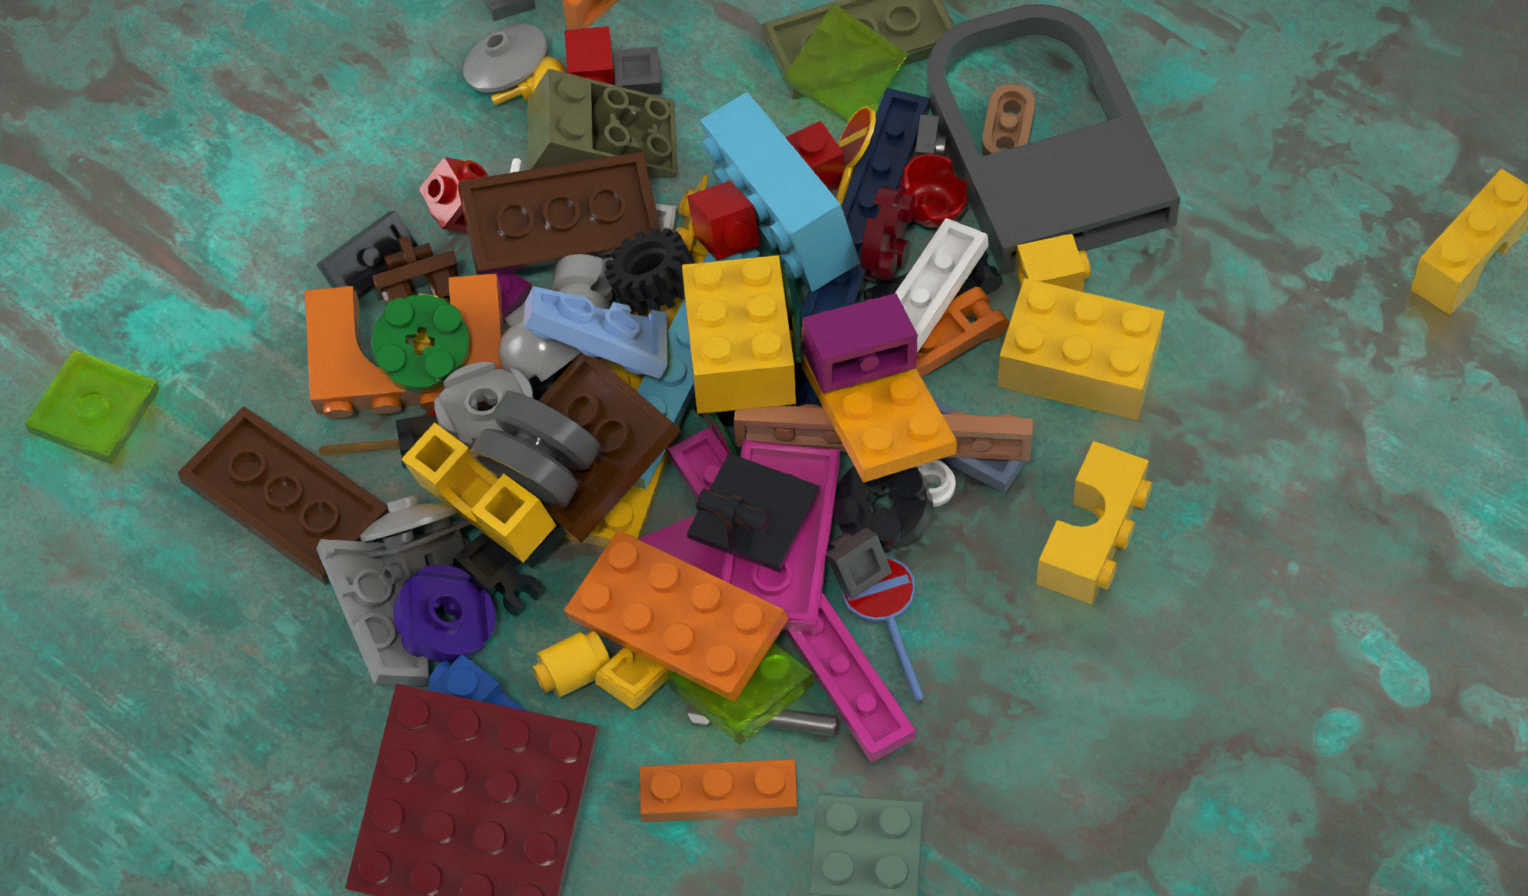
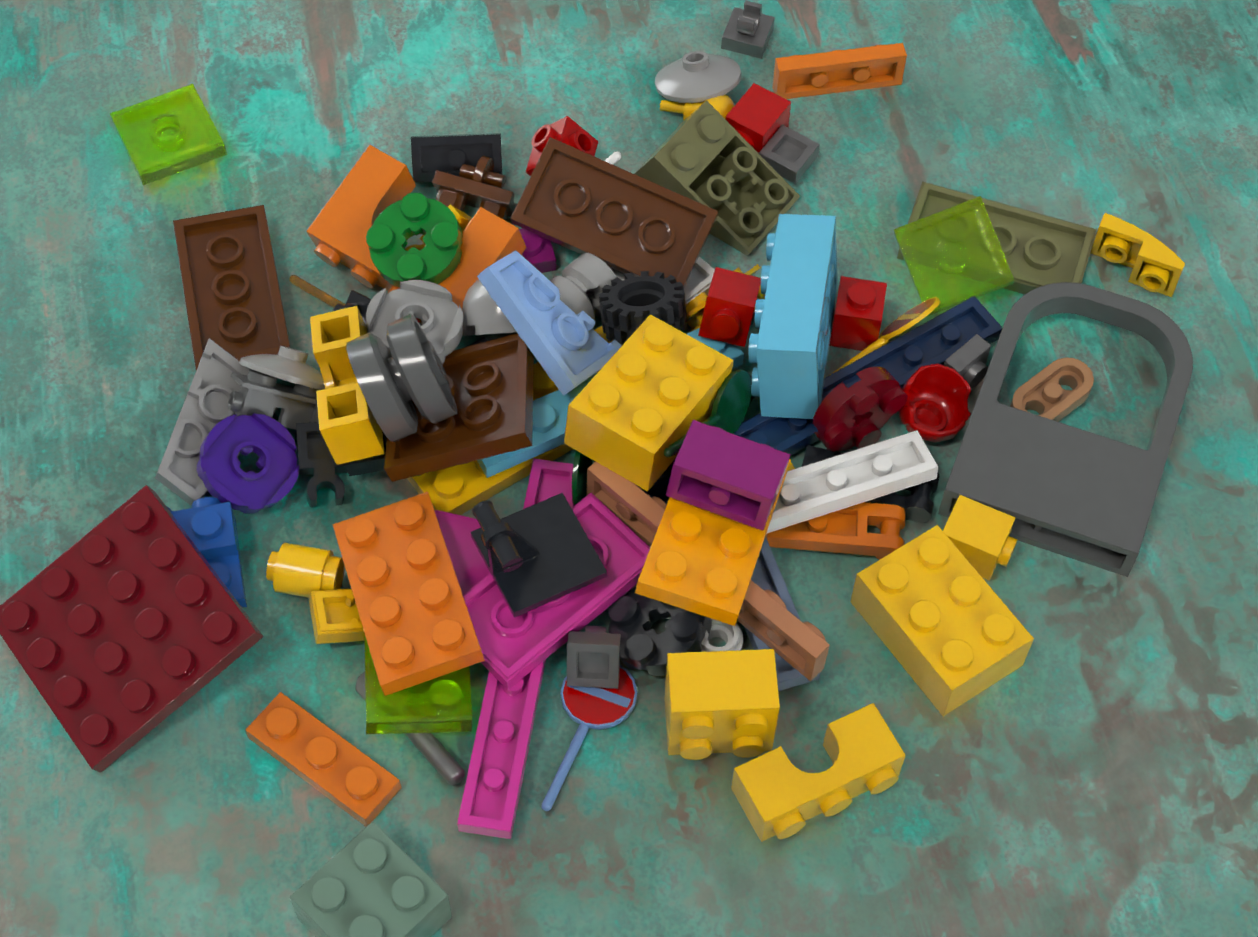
camera: 35 degrees right, 0 degrees up
(986, 522) = (721, 703): none -> yellow brick

